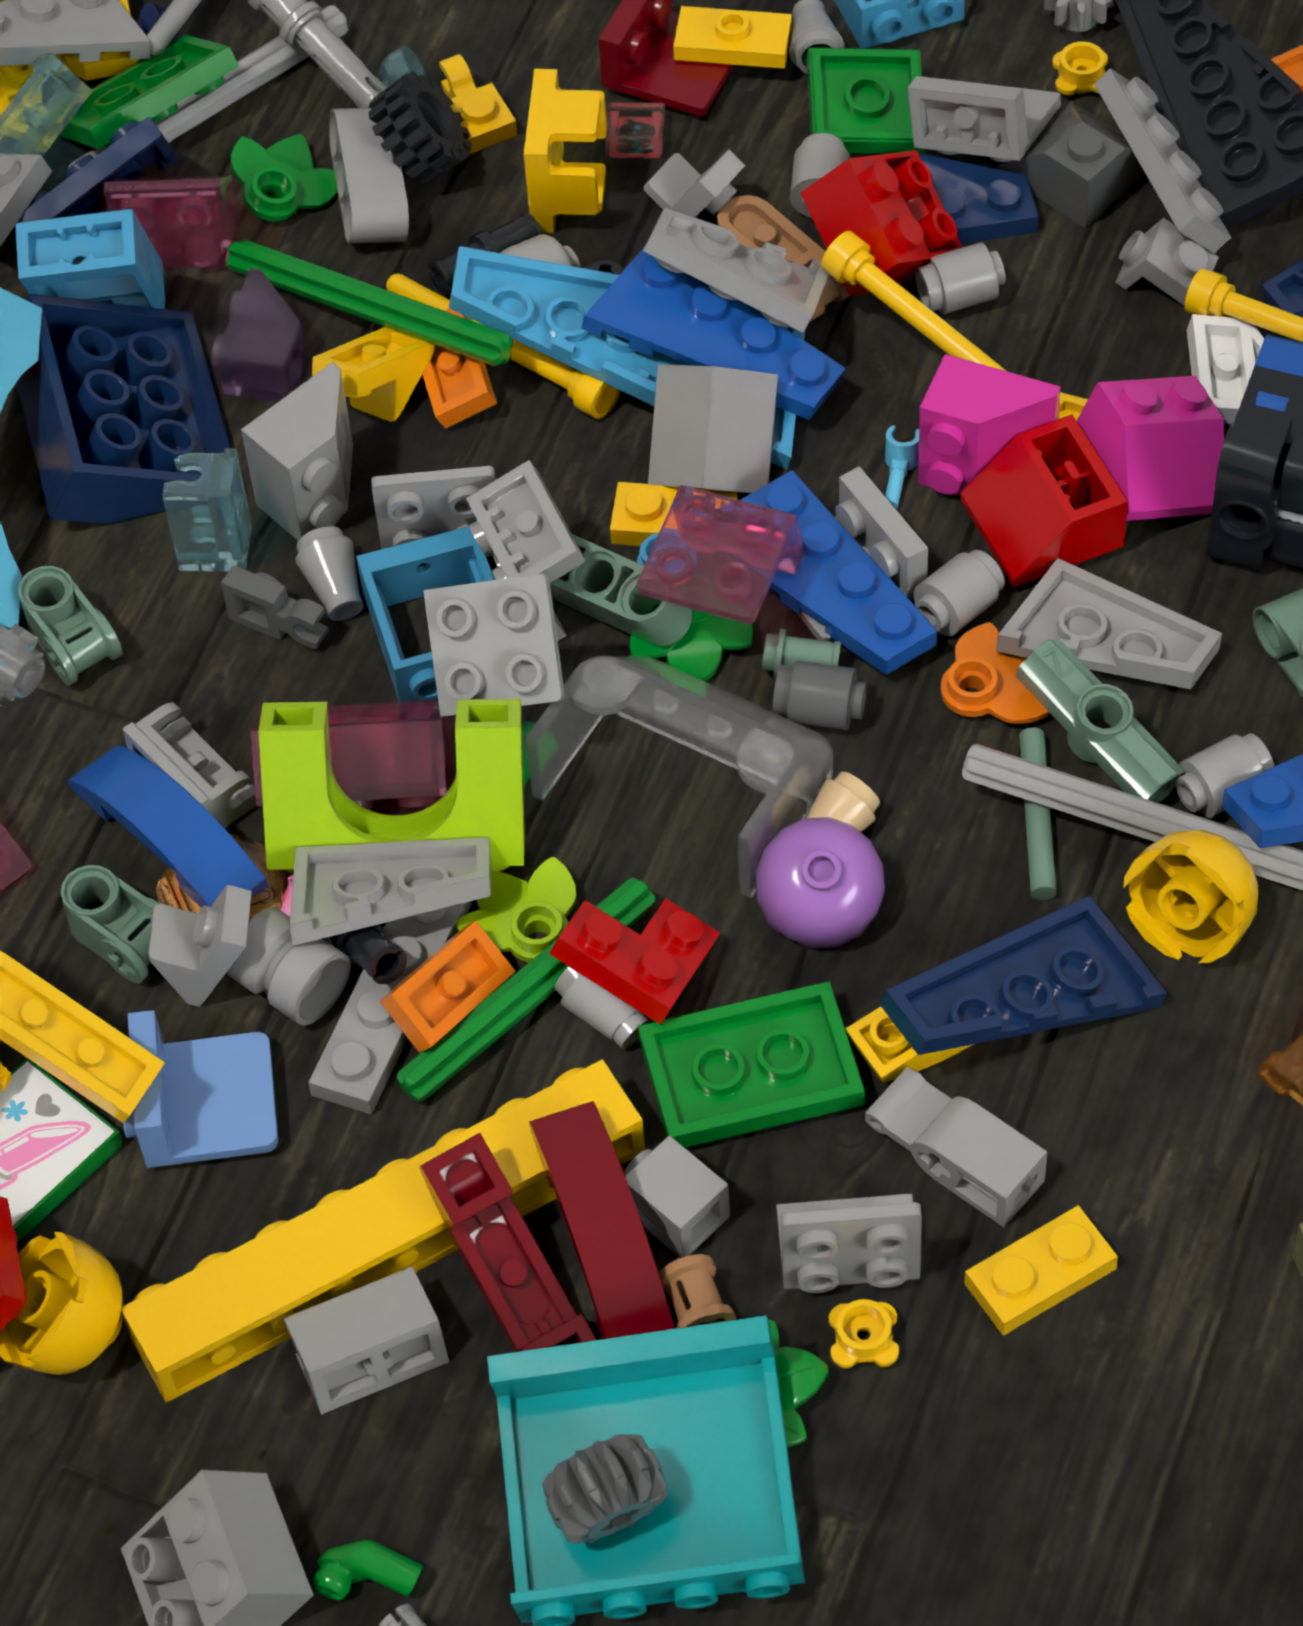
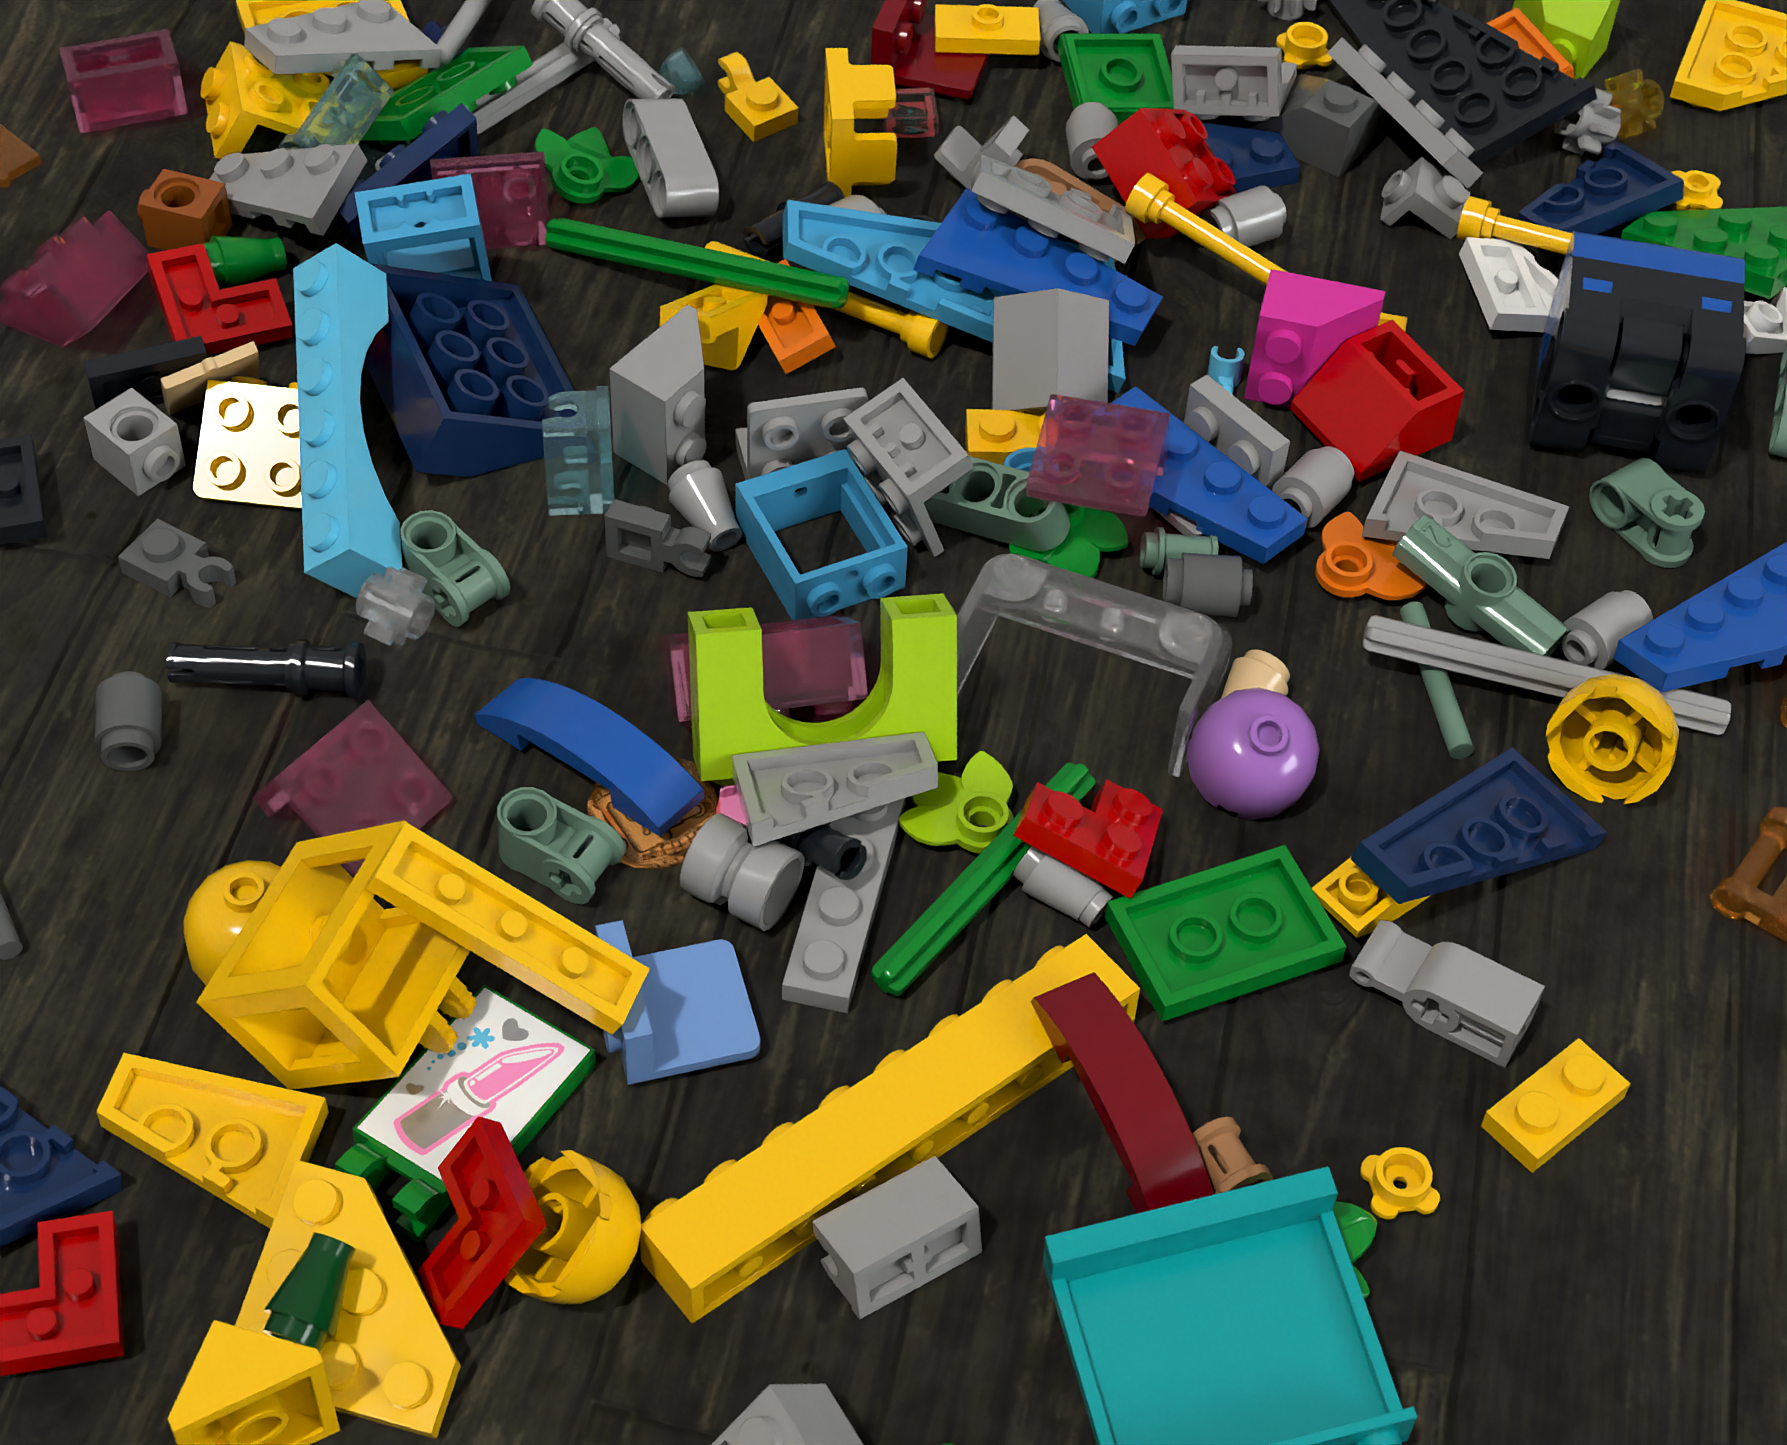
camera: 15 degrees left, 5 degrees down
(192, 763) = (593, 680): light grey hinge -> none
(199, 948) = (657, 858): light grey slope -> none
(262, 344) = (597, 307): clear purple slope -> none
(419, 127) = (715, 111): black tyre -> none
(447, 986) = (907, 879): orange plate -> none
(494, 642) = (905, 542): light grey bracket -> none
(501, 1249) = (1022, 1132): dark red slope -> none
(604, 1488) = (1196, 1361): dark grey gear -> none
(677, 1196) = (1193, 1058): light grey brick -> none
(850, 1242) = (1369, 1092): light grey bracket -> none
(1157, 443) = (1476, 341): dark pink slope -> none

